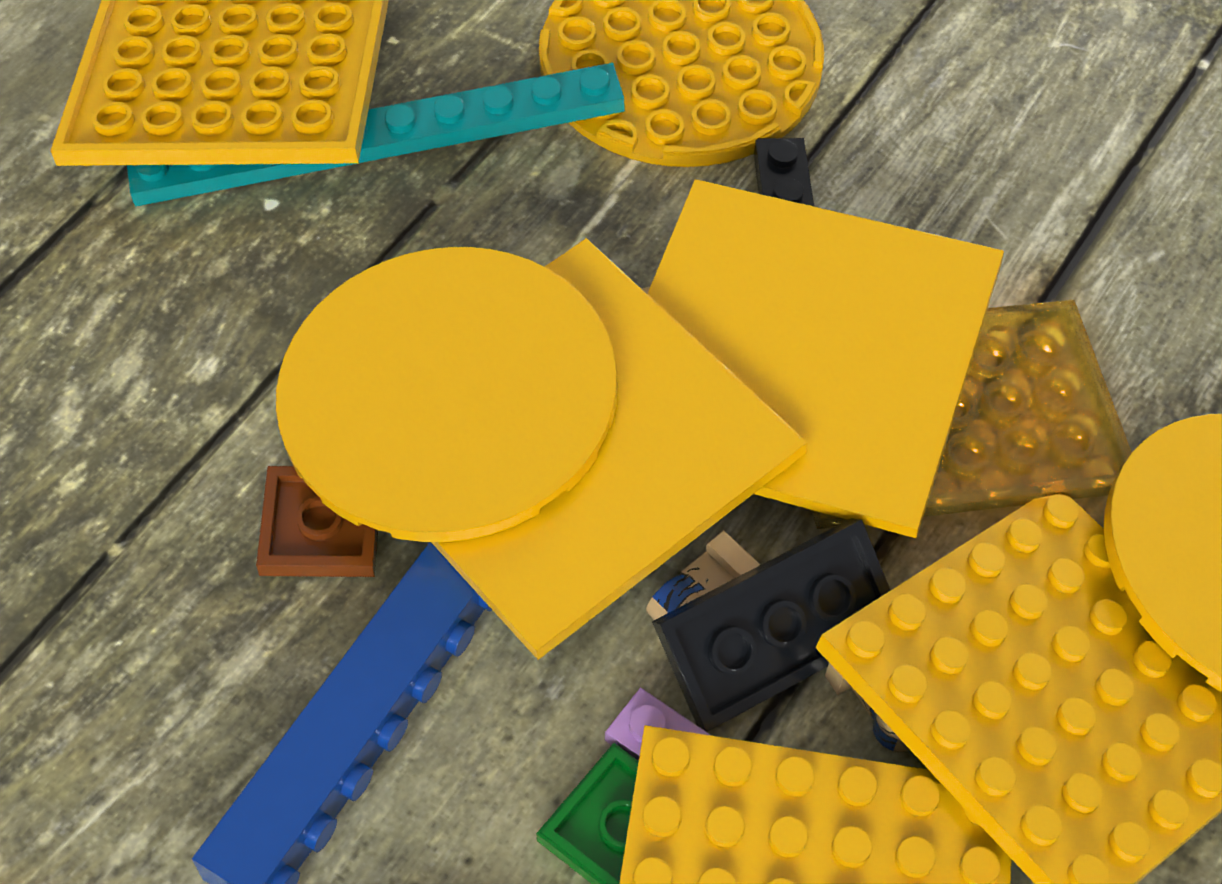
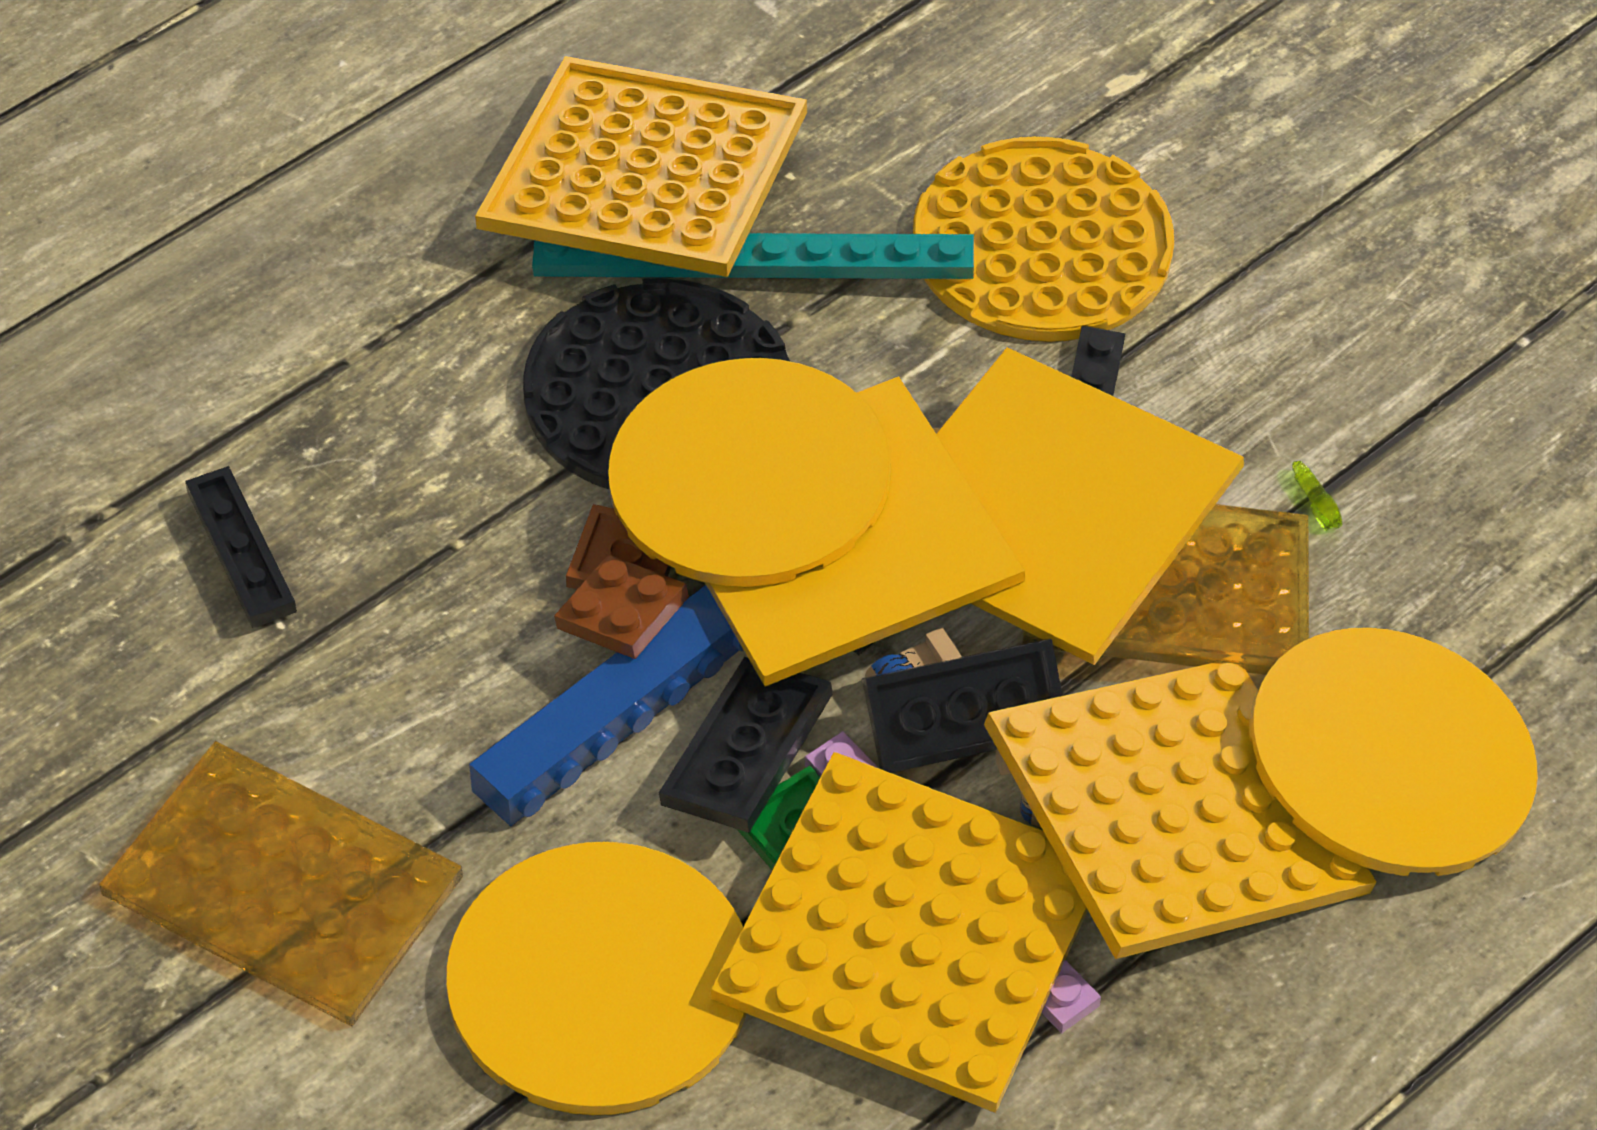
camera: 15 degrees right, 5 degrees down
(252, 276) = (618, 349): none -> black tile
(335, 594) = (621, 606): none -> dark orange plate
(530, 746) = (745, 747): none -> black plate
(1076, 283) = (1323, 505): none -> clear neon green piece

